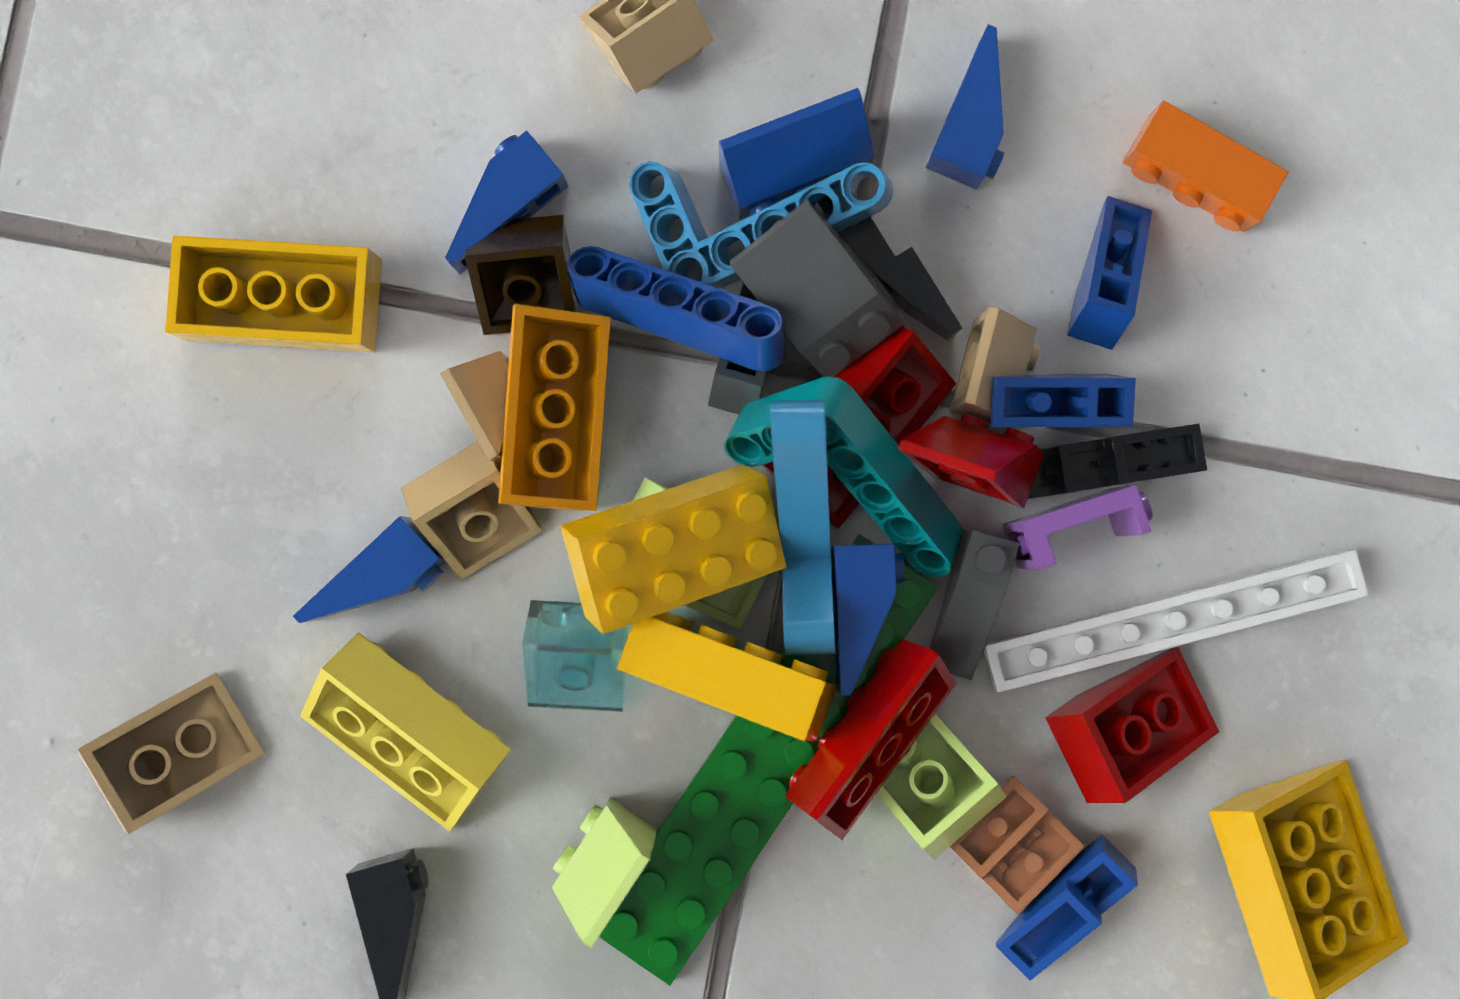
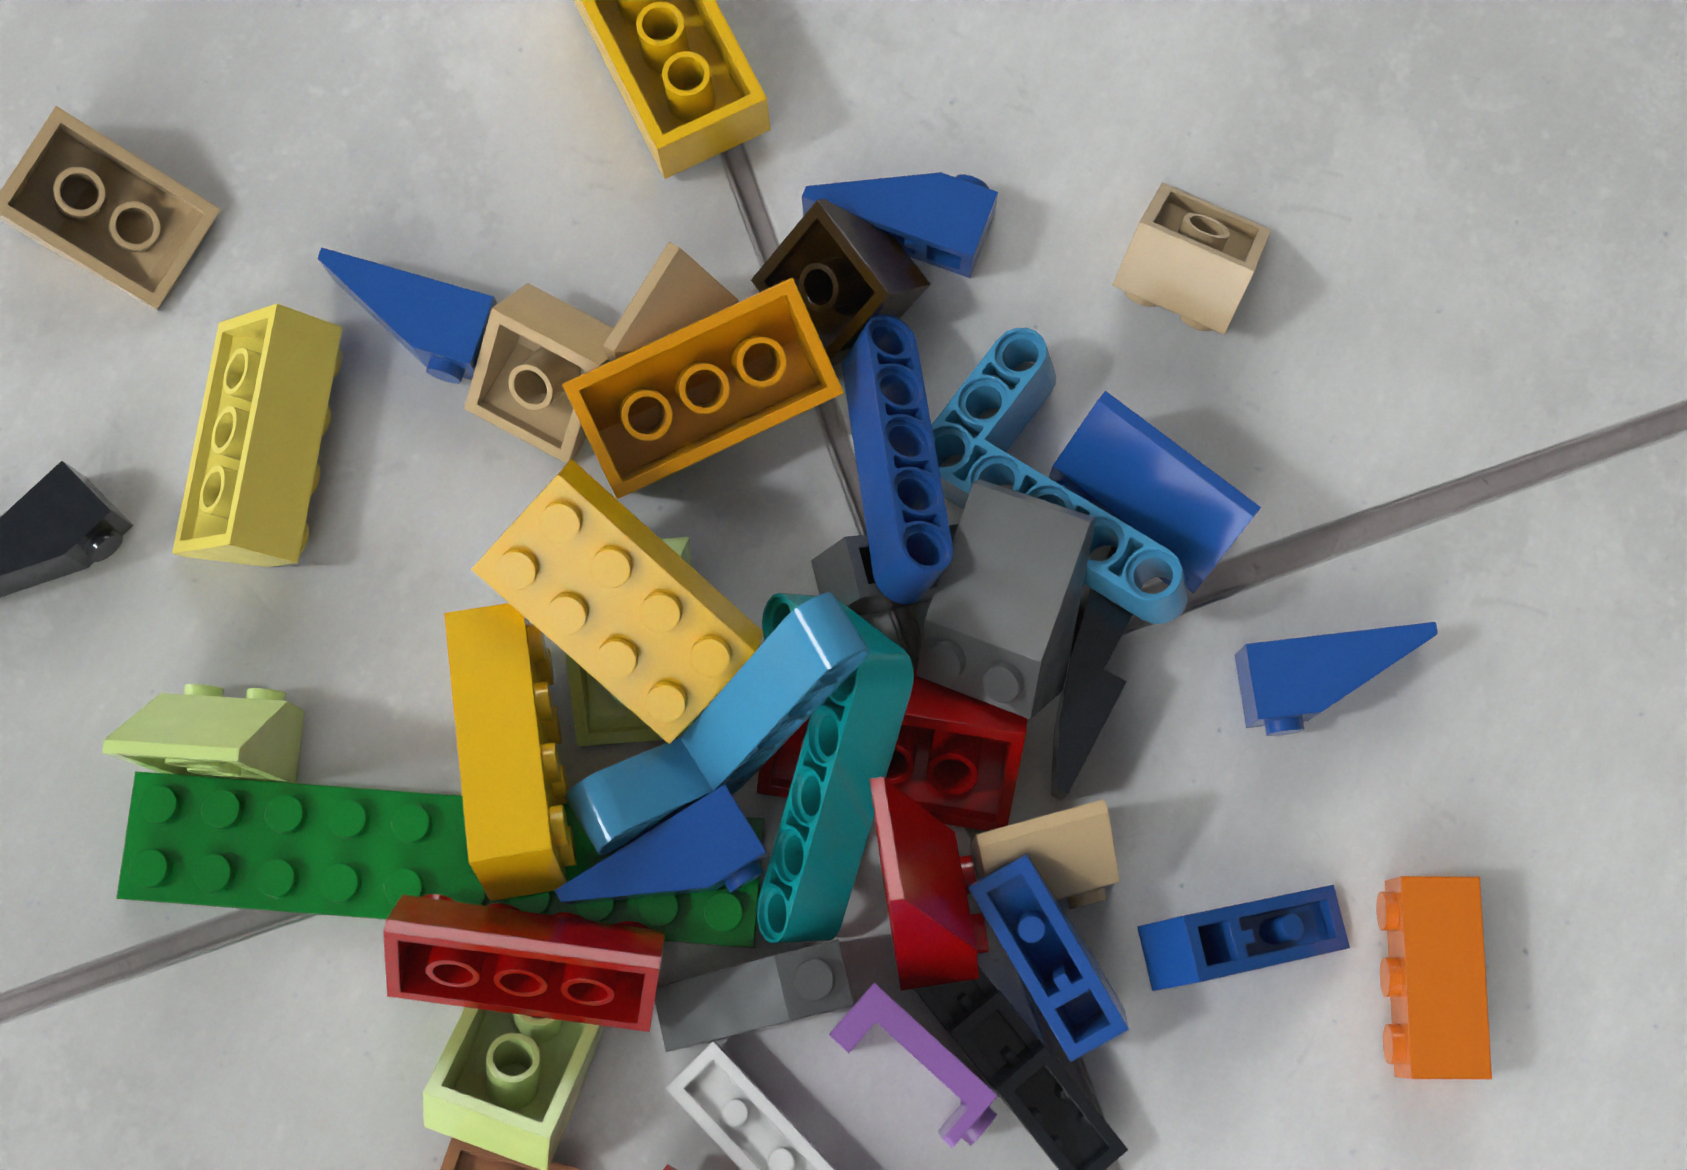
camera: 65 degrees right, 10 degrees down
(571, 660) = (426, 569): clear light blue slope -> none

